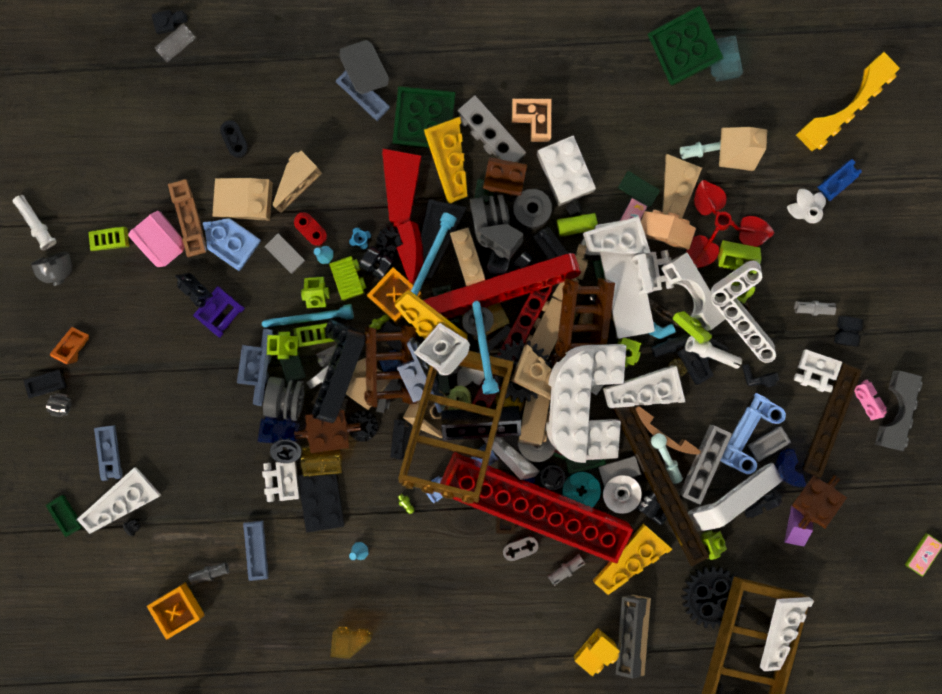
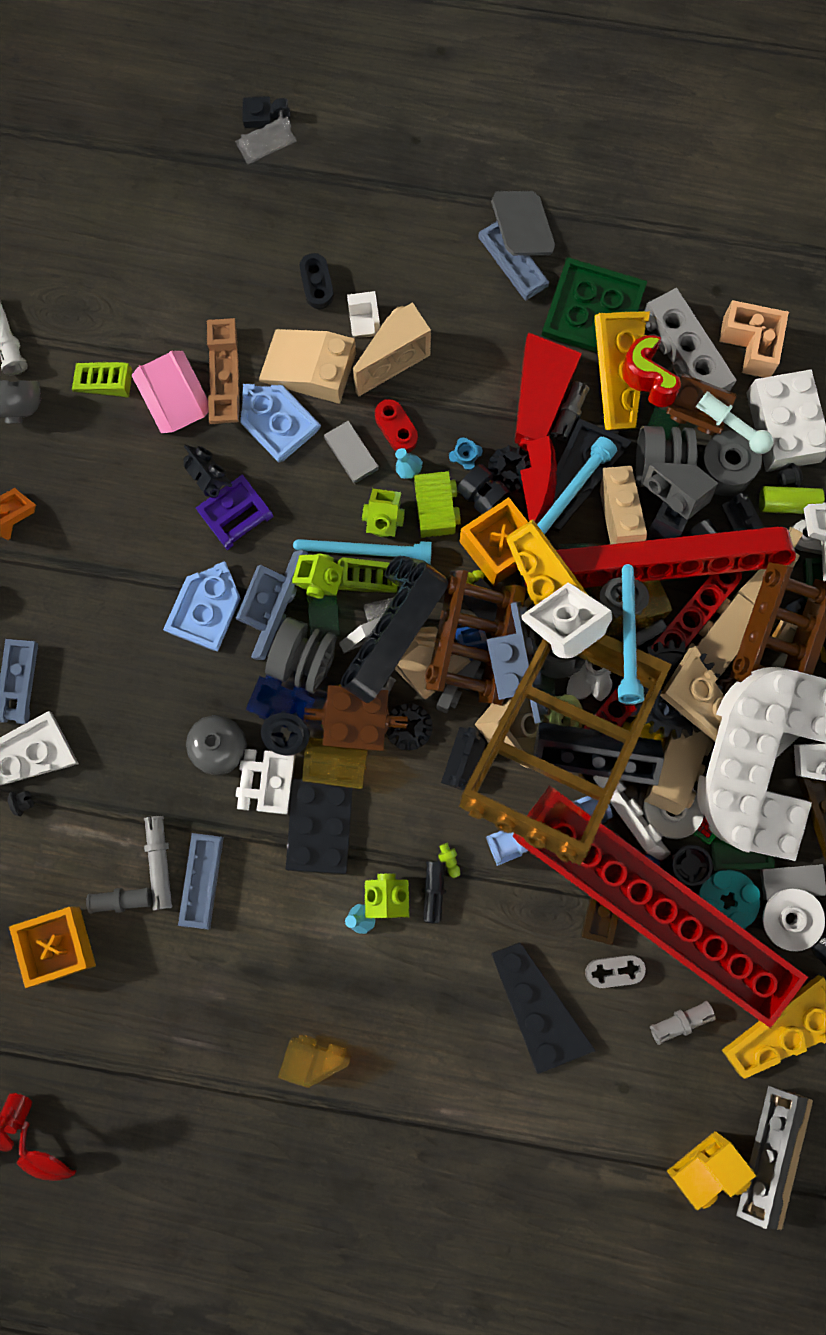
camera: 15 degrees right, 10 degrees down
(215, 378) = (205, 607): none -> light blue tile
(224, 539) = (158, 862): none -> light grey pin
(244, 464) = (216, 745): none -> dark grey cylinder
(271, 157) = (363, 314): none -> white panel
(371, 536) = (386, 897): none -> lime brick
(400, 525) = (434, 891): none -> black axle
(422, 194) = (570, 411): none -> dark grey pin
(464, 165) = (647, 375): none -> red animal
(482, 586) = (542, 1018): none -> black wing
(547, 195) = (759, 441): none -> light aqua pin

